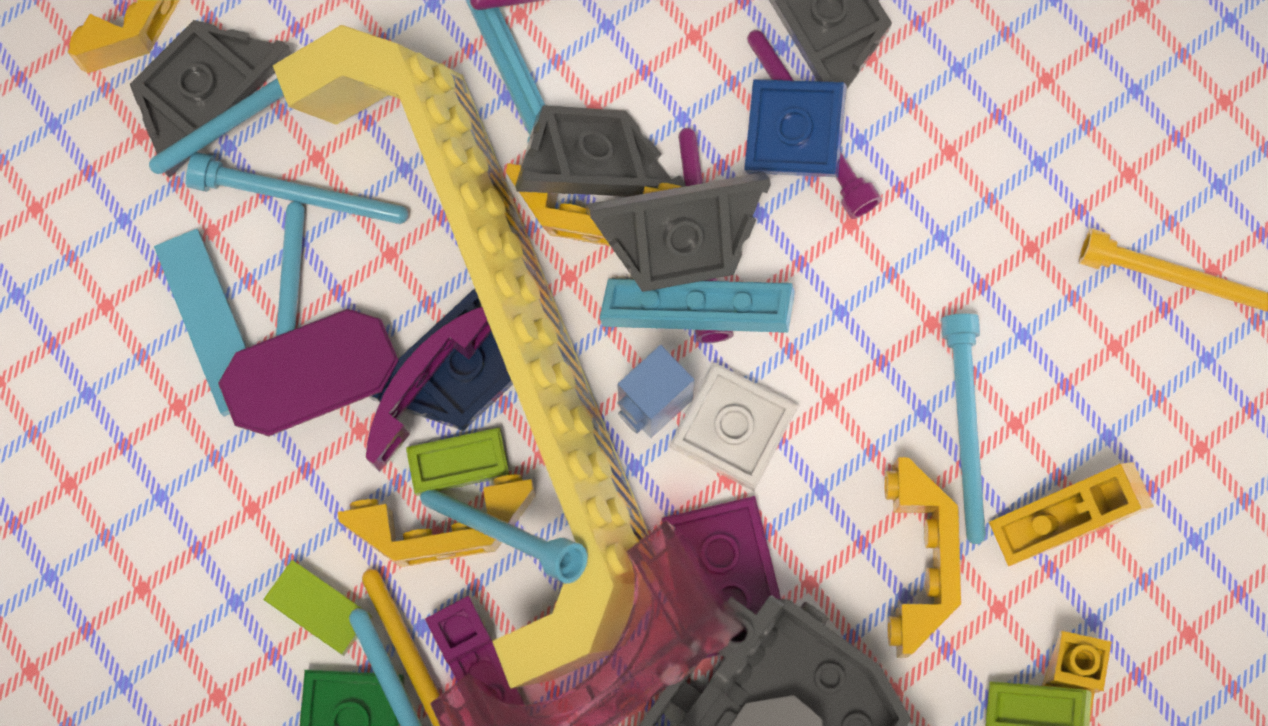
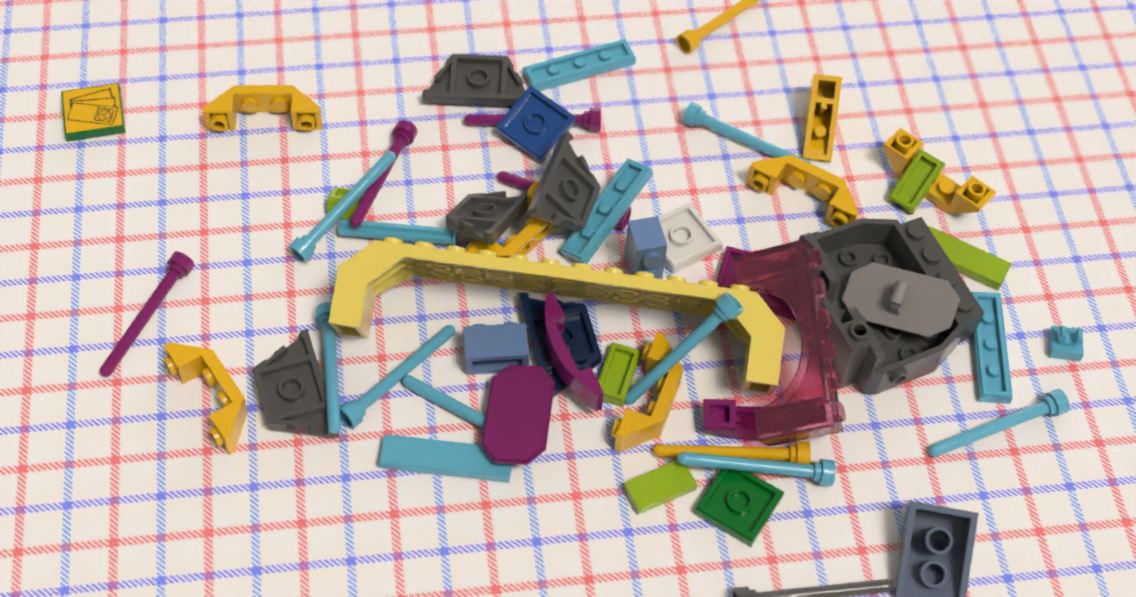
camera: 65 degrees left, 20 degrees down
(397, 286) = (494, 347): none -> medium blue piece
(951, 126) = (579, 65): none -> medium azure tile

